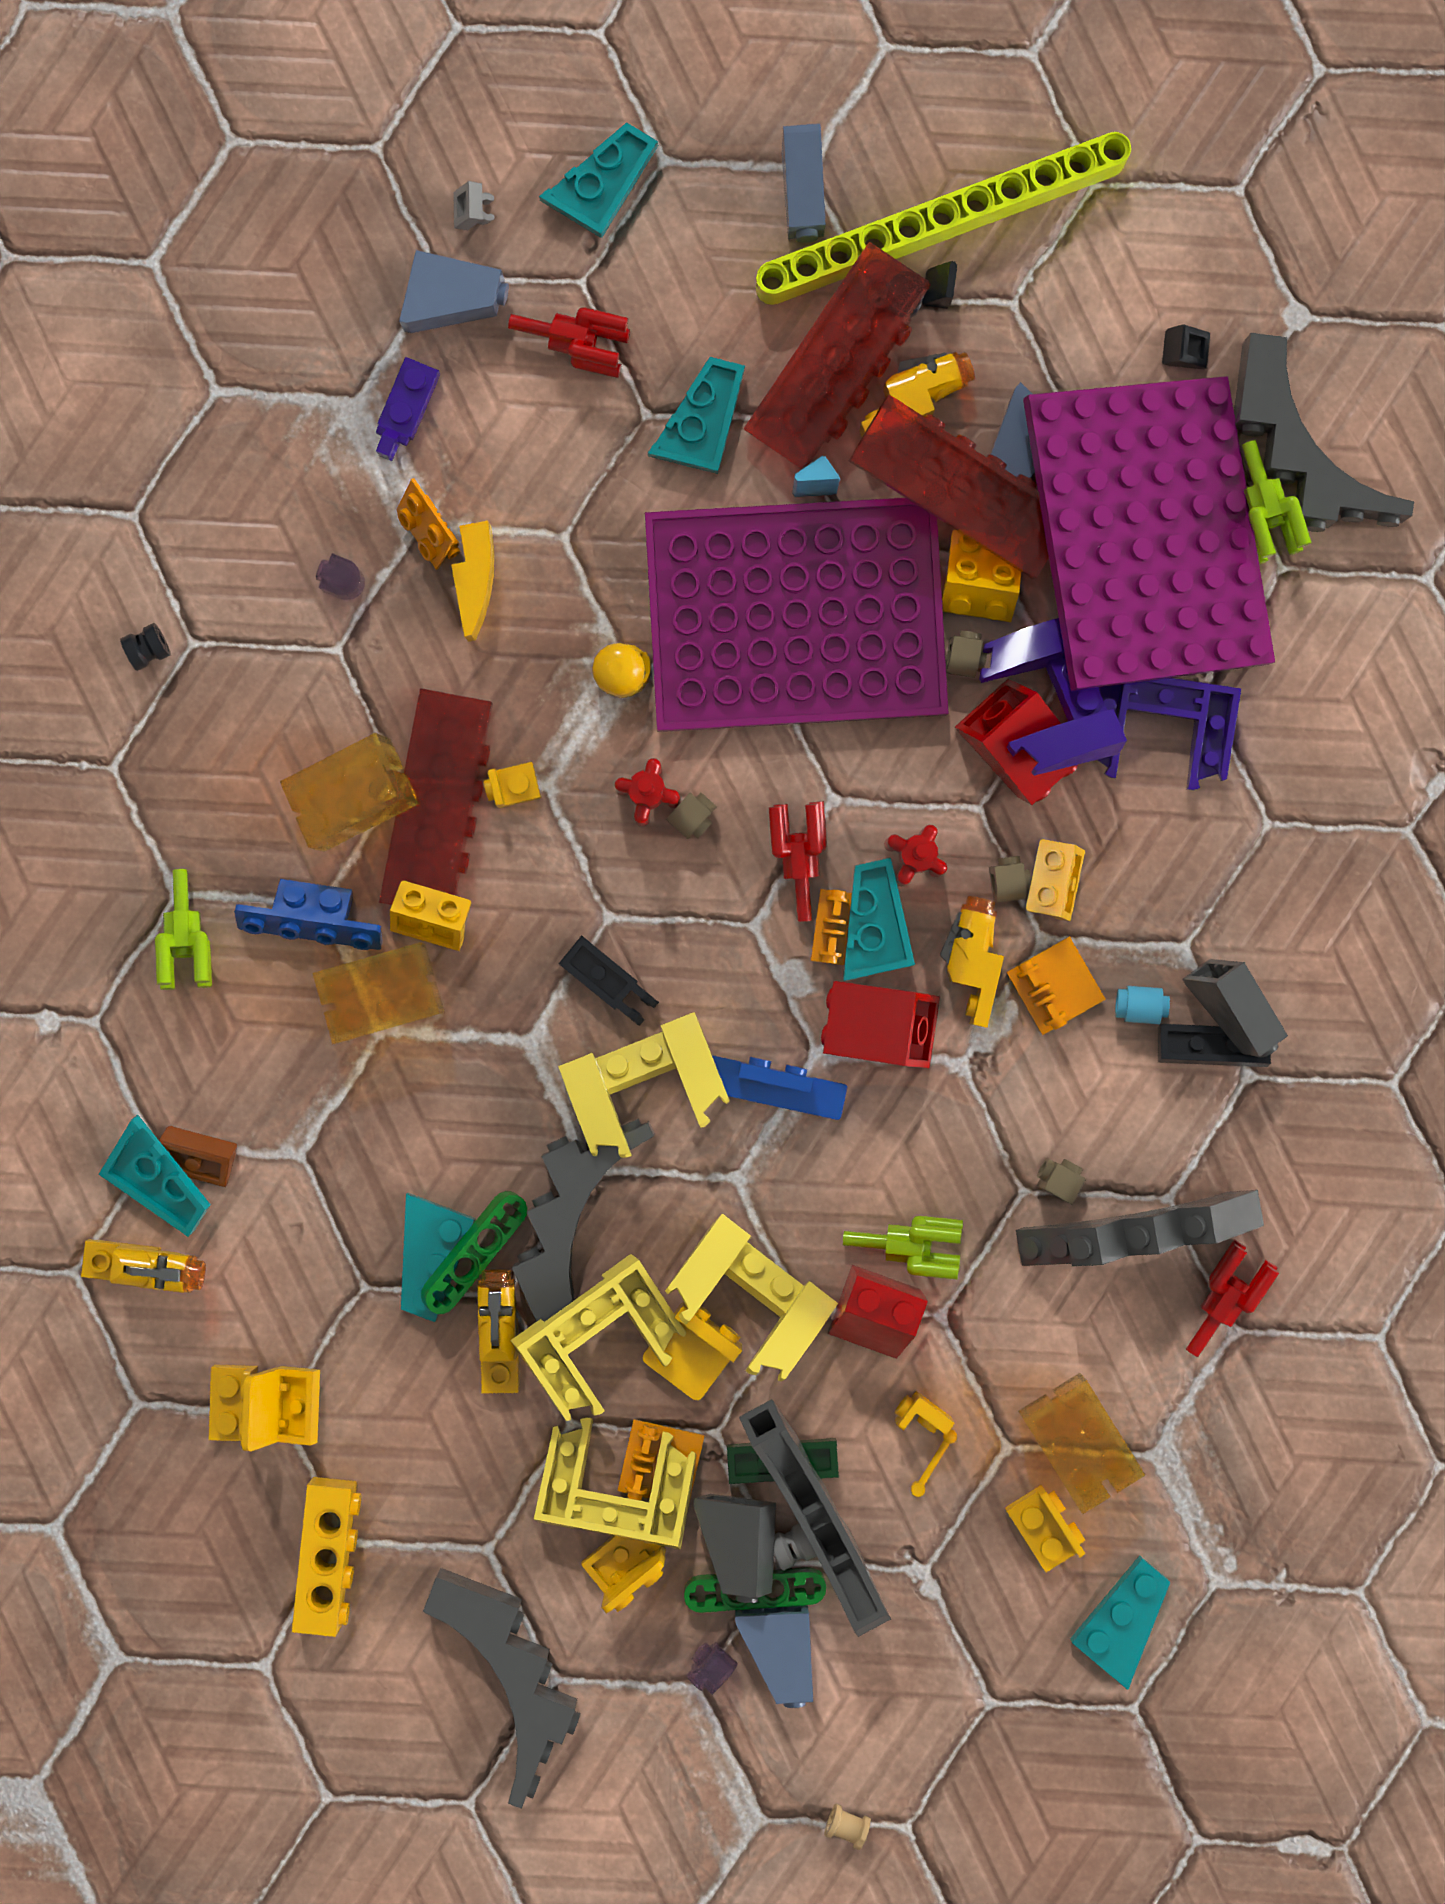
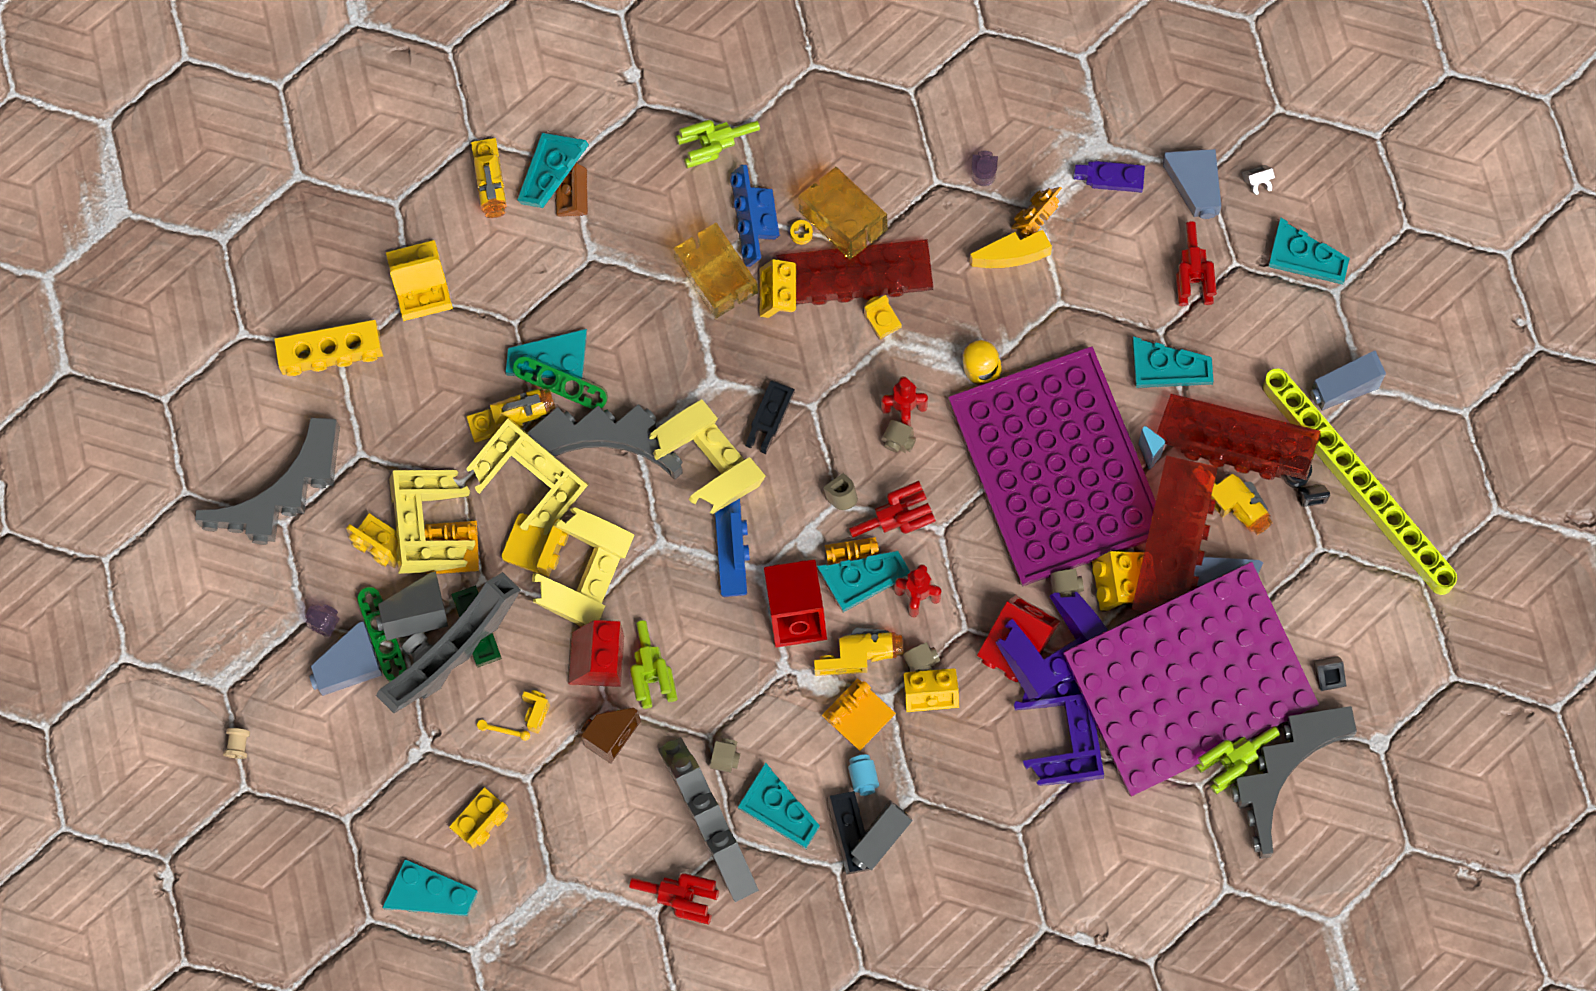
camera: 75 degrees right, 15 degrees down
(145, 646) = (898, 61): black wheel -> none
(345, 863) = (795, 227): none -> yellow bush
(748, 916) = (841, 492): none -> dark tan plate
(990, 1330) = (610, 732): none -> reddish brown slope
(1081, 1442) = (547, 819): clear yellow piece -> none
(1153, 1130) = (778, 809): none -> teal wing

